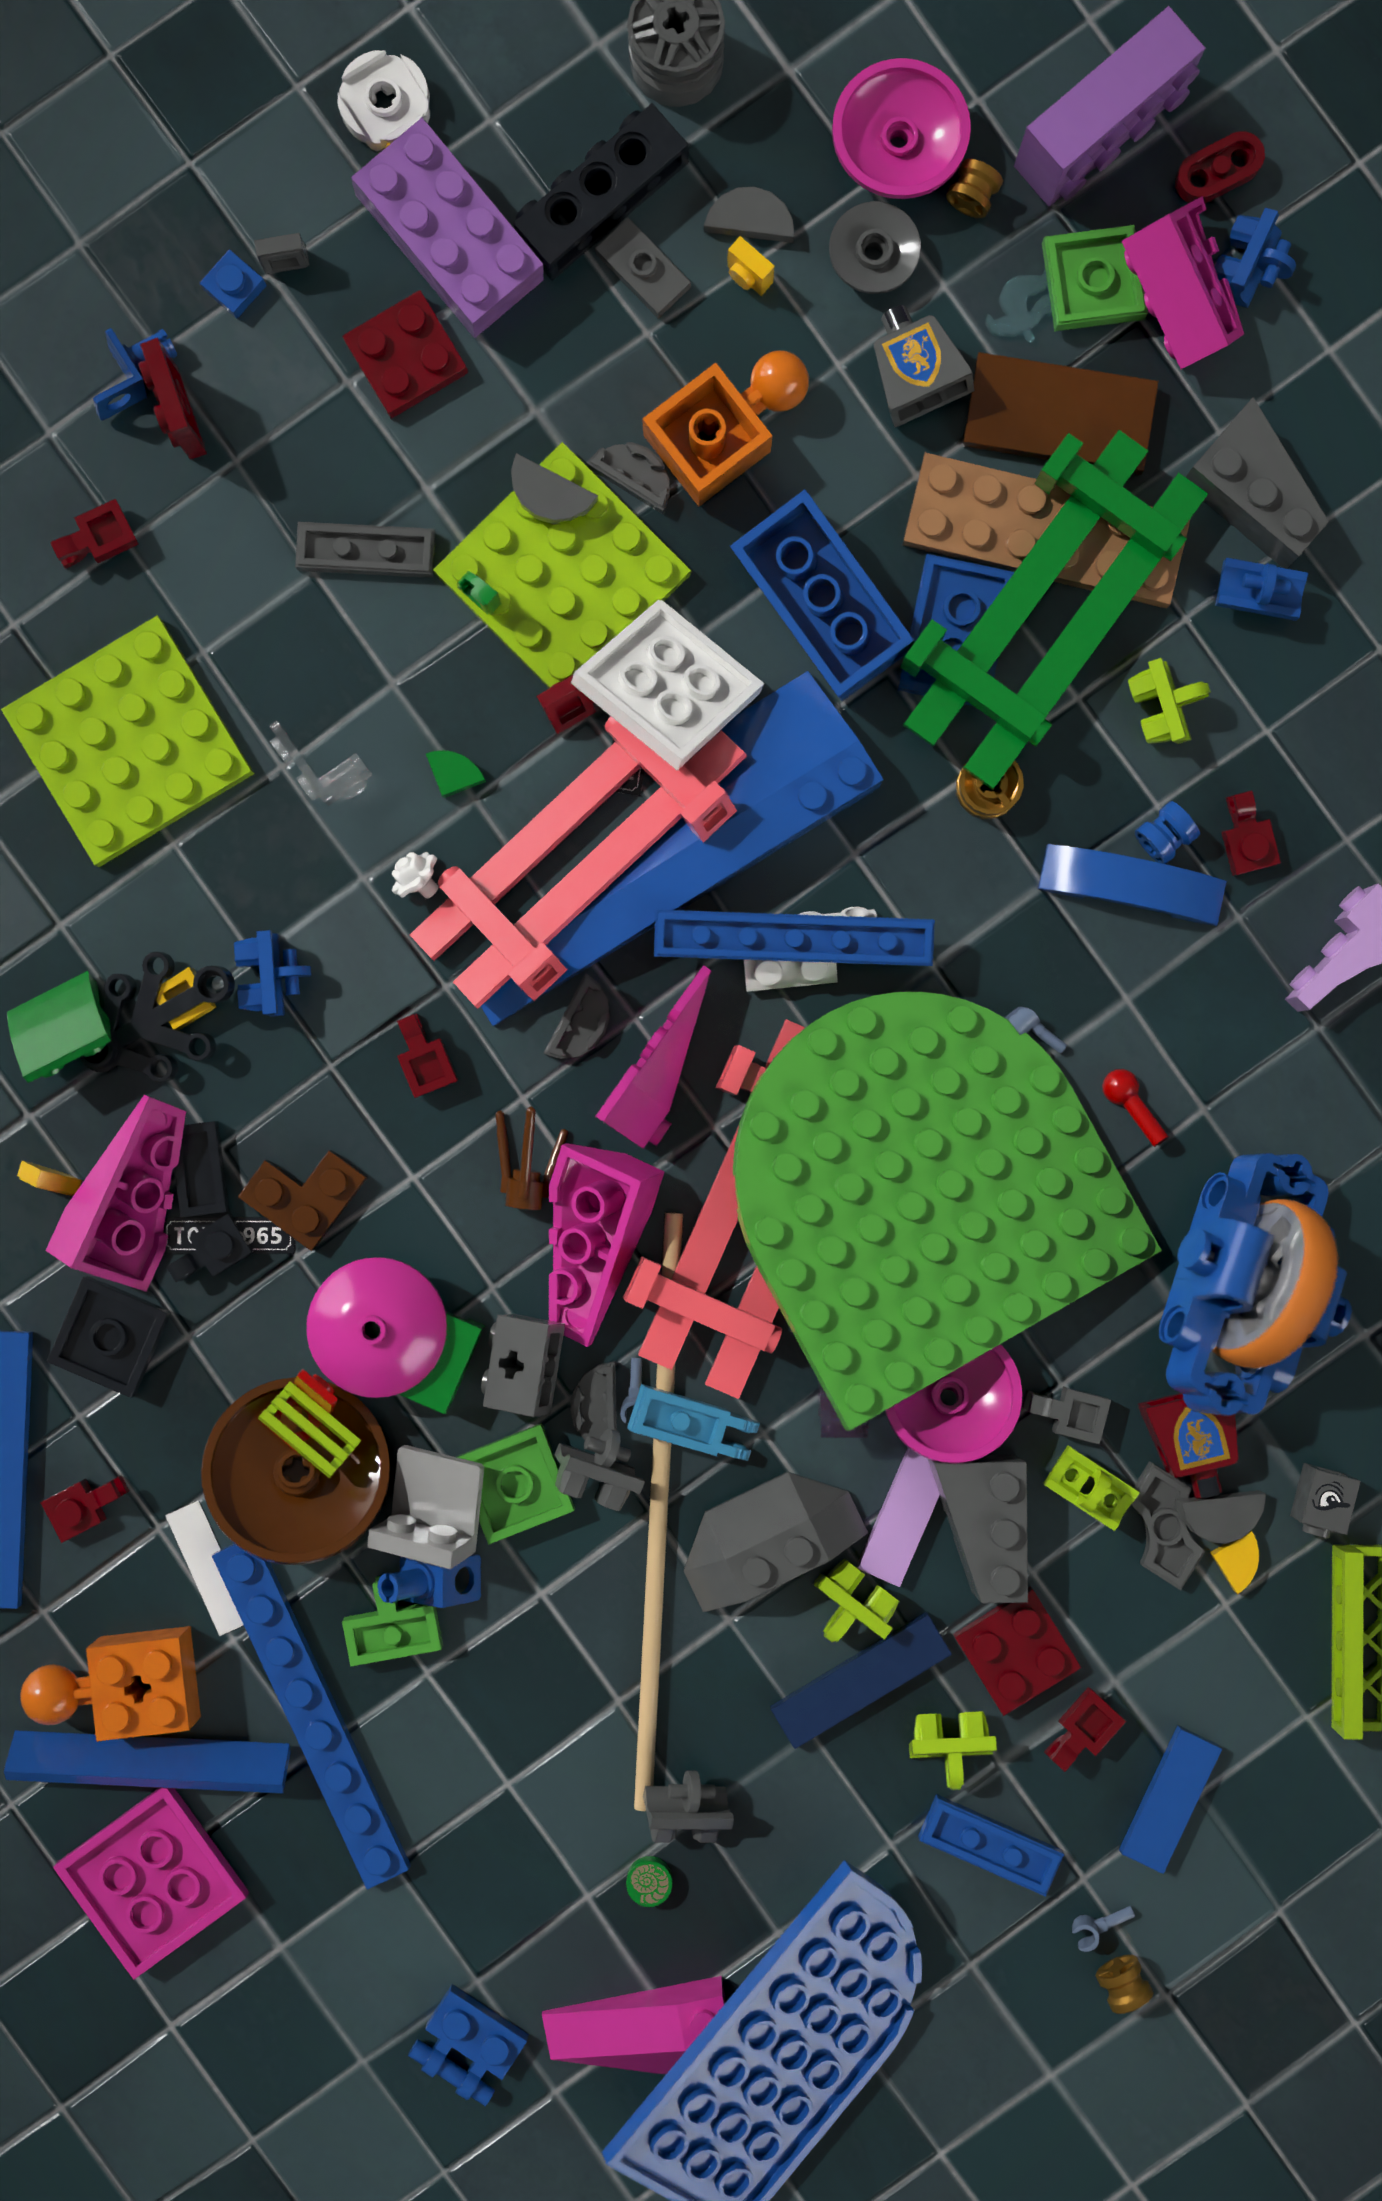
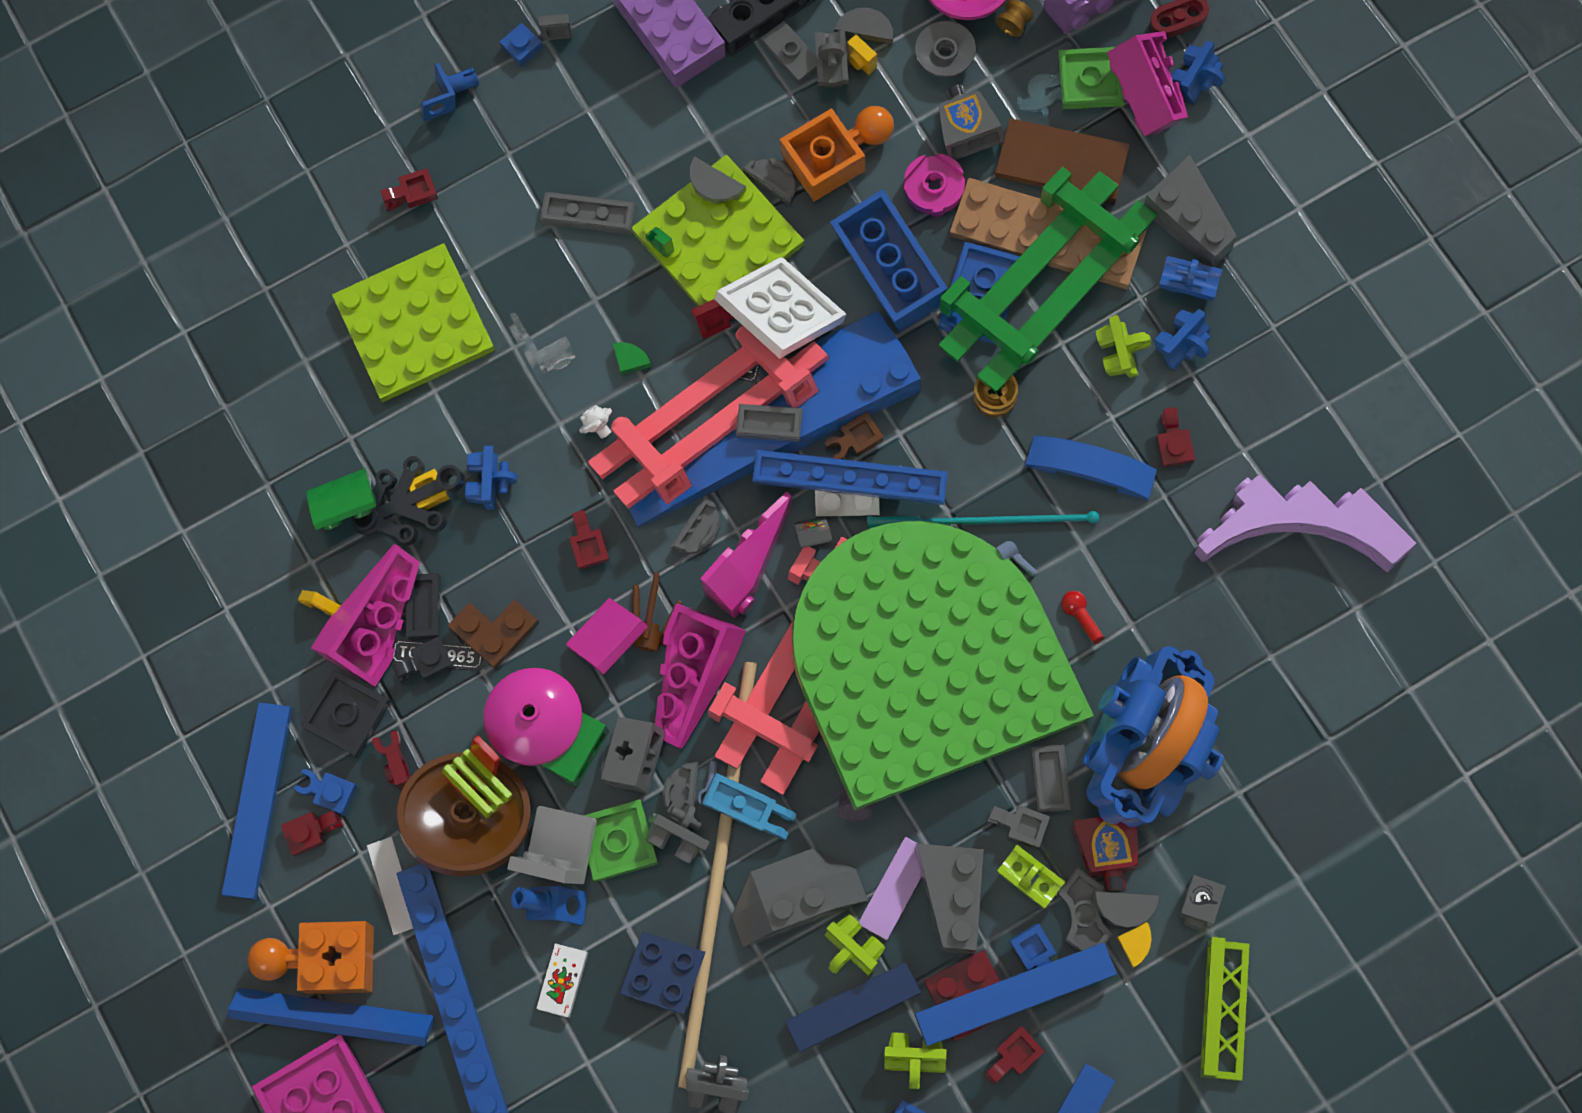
camera: 10 degrees right, 15 degrees down
(104, 1448) = (331, 792): none -> blue plate
(174, 408) = (471, 109): dark red plate -> none
(193, 1408) = (397, 769): none -> dark red plate
(391, 1631) = (517, 937): bright green plate -> none
(405, 354) = (629, 94): dark red plate -> none
(460, 1680) = (562, 980): none -> white tile
(467, 1197) = (606, 635): none -> dark pink tile
(598, 1663) = (663, 973): none -> dark blue hinge
(669, 866) = (769, 422): none -> dark grey tile
(705, 276) = (831, 59): none -> dark grey hips
(747, 1022) = (813, 531): none -> dark grey tile
(797, 866) = (858, 436): none -> reddish brown plate
(864, 989) = (1091, 517): none -> teal piece
(868, 440) = (939, 200): none -> dark pink plate
(978, 1422) = (960, 805): dark pink dish -> none
(1082, 1652) = (1015, 994): none -> blue tile
(1103, 1586) = (1032, 947): none -> blue plate
(1106, 1342) = (1051, 779): none -> dark grey tile
(1167, 833) = (1116, 432): blue wheel -> none
(1267, 666) = (1187, 342): none -> blue hips

